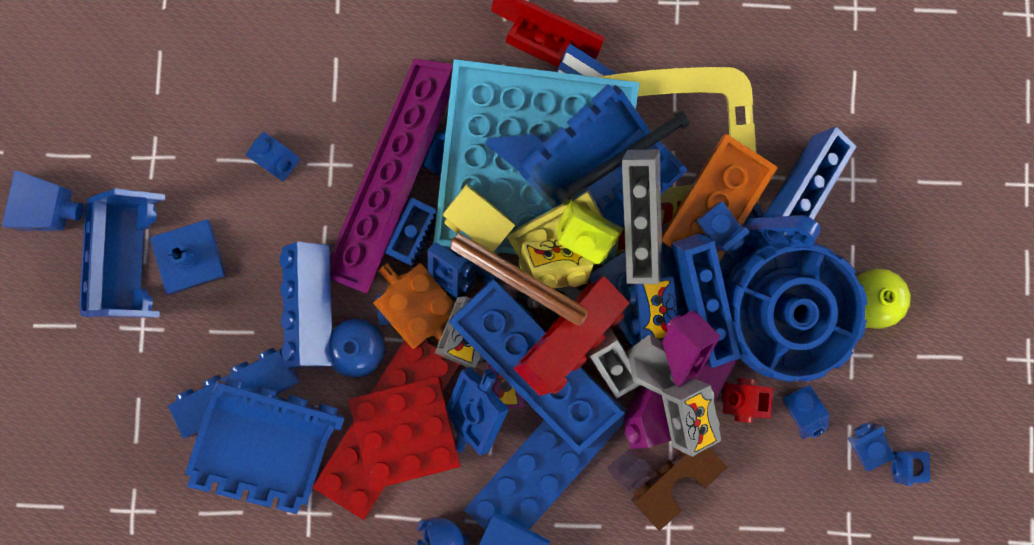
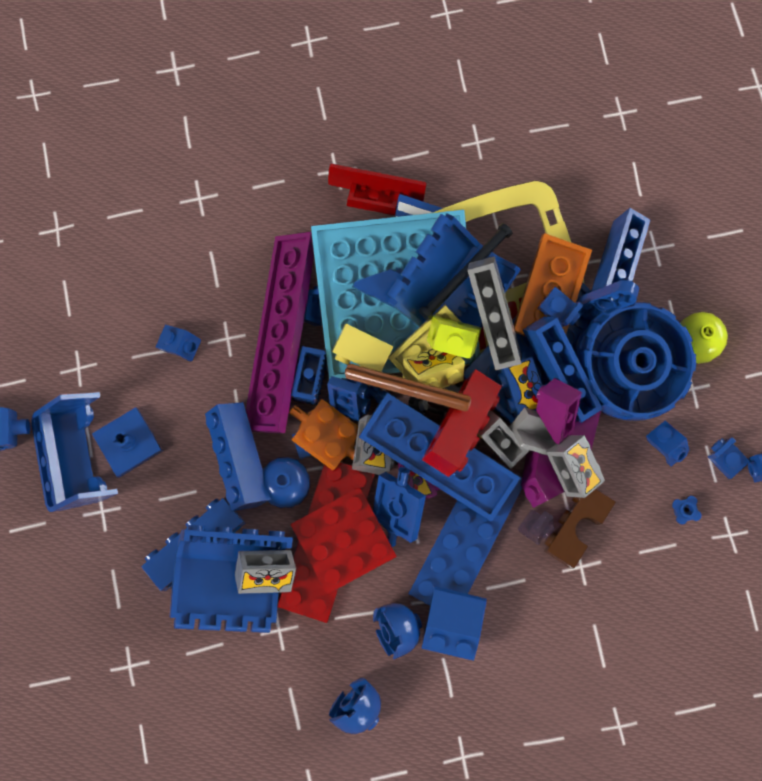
camera: 15 degrees left, 5 degrees down
(305, 447) = (265, 571): none -> light grey brick
(747, 400) = (617, 444): red brick -> none
(800, 501) = (679, 510): none -> blue plate

